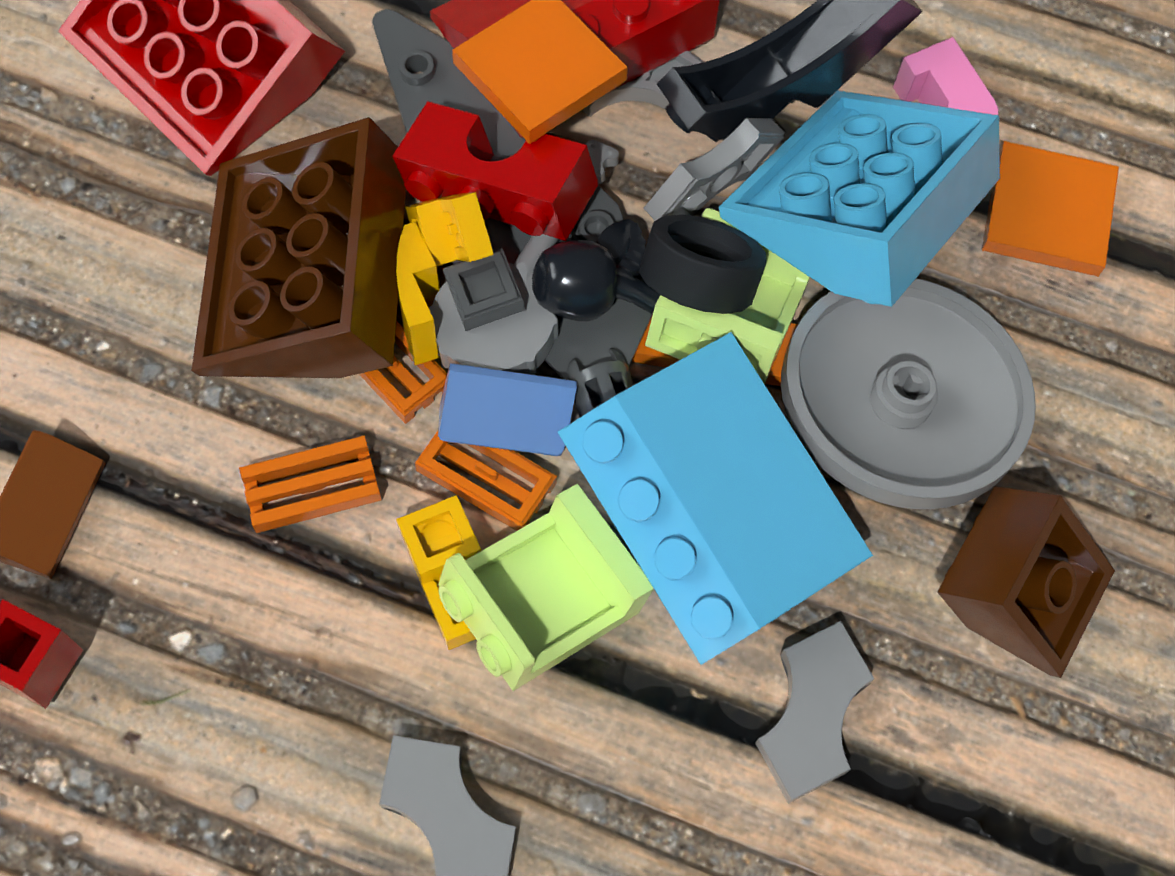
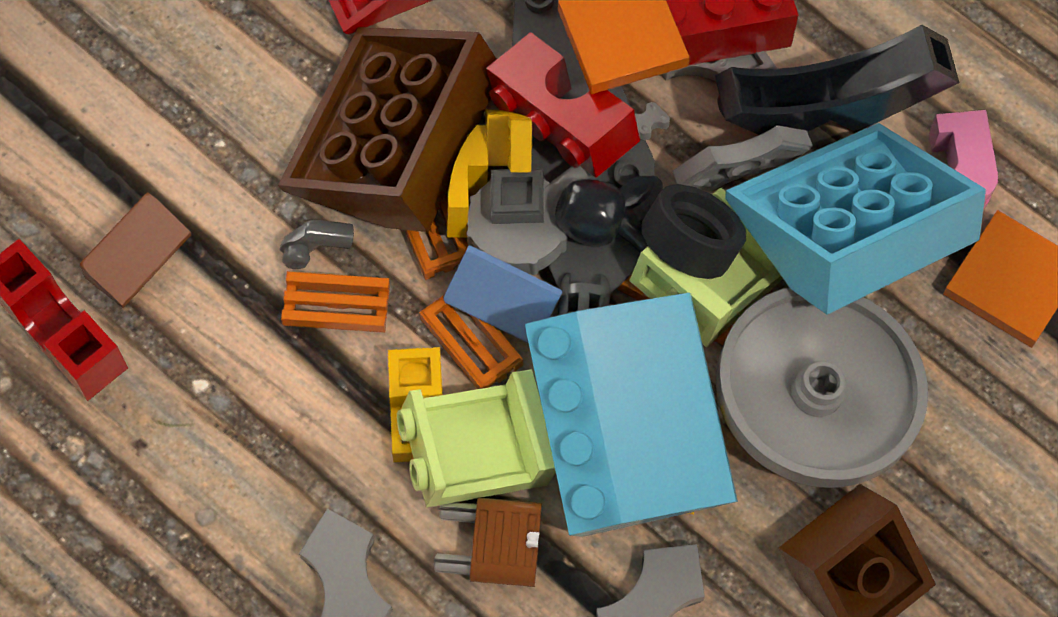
camera: 25 degrees right, 0 degrees up
(253, 415) = (310, 236): none -> dark grey arm
(617, 698) = (502, 541): none -> dark orange piece

